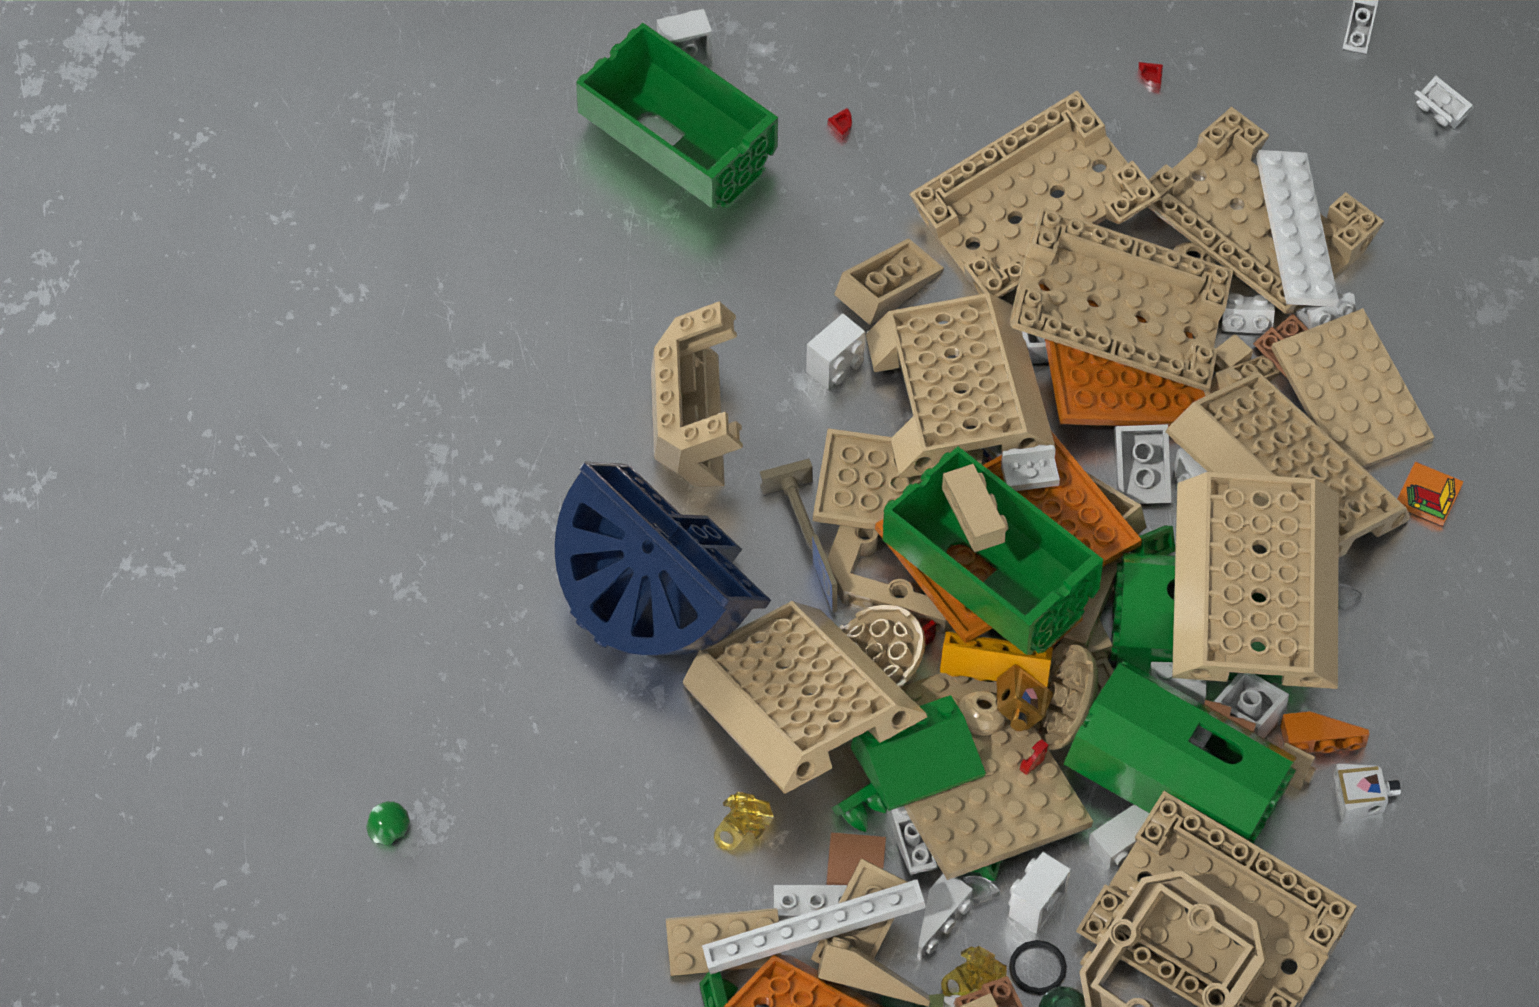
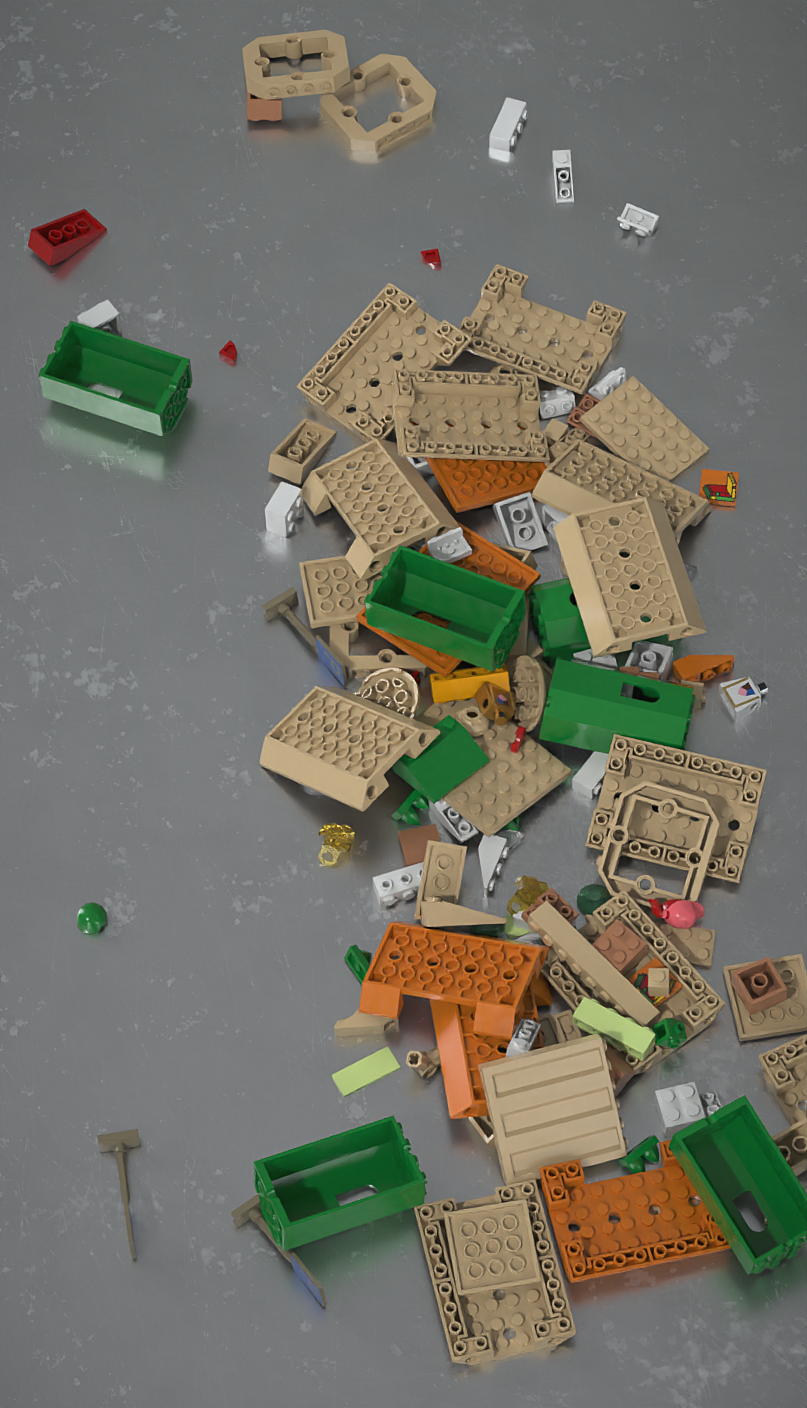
camera: 15 degrees left, 0 degrees up
(645, 571) = (210, 694): dark blue piece -> none
(686, 397) = (191, 572): tan wedge -> none
(689, 933) = (351, 925): tan plate -> none
(813, 926) = (411, 895): white plate -> none
(974, 507) = (426, 582): tan brick -> none
(1038, 892) = (551, 827): white brick -> none
(1044, 944) = (564, 862): black piece -> none
(1157, 542) = (549, 572): green tile -> none
(1297, 228) = (569, 334): white plate -> none

